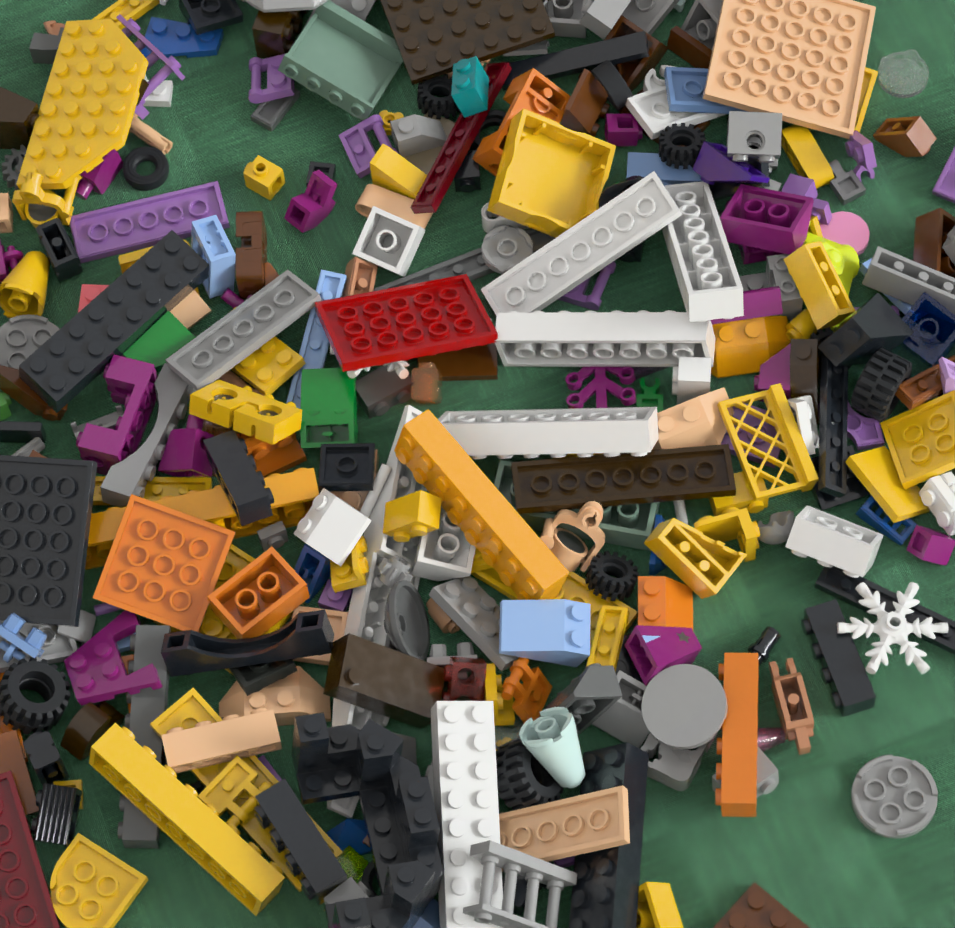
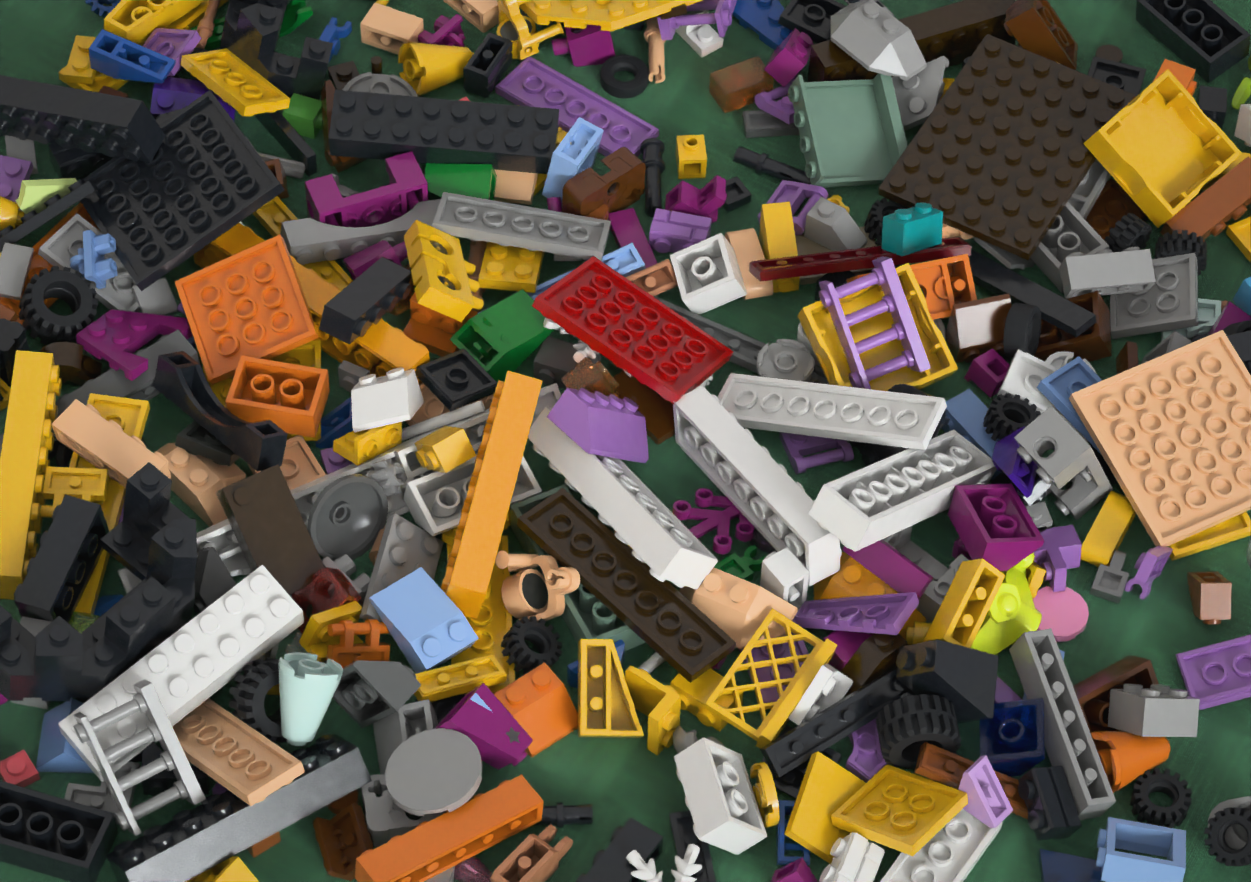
camera: 45 degrees right, 10 degrees down
(227, 99) = (739, 84): none -> clear orange brick
(238, 49) = (789, 57): none -> magenta brick
(242, 203) = (652, 157): none -> black pin
(303, 267) = (627, 229): none -> magenta tile
(311, 137) = (763, 164): none -> black pin
(328, 234) = (677, 230): none -> medium lavender brick
(476, 400) = (602, 424): none -> medium lavender slope
(563, 153) = (892, 302): none -> medium lavender fence
(676, 805) = (343, 841): none -> reddish brown bracket
(768, 348) = (859, 614): none -> medium lavender wing
(853, 510) = (765, 794): none -> yellow tile

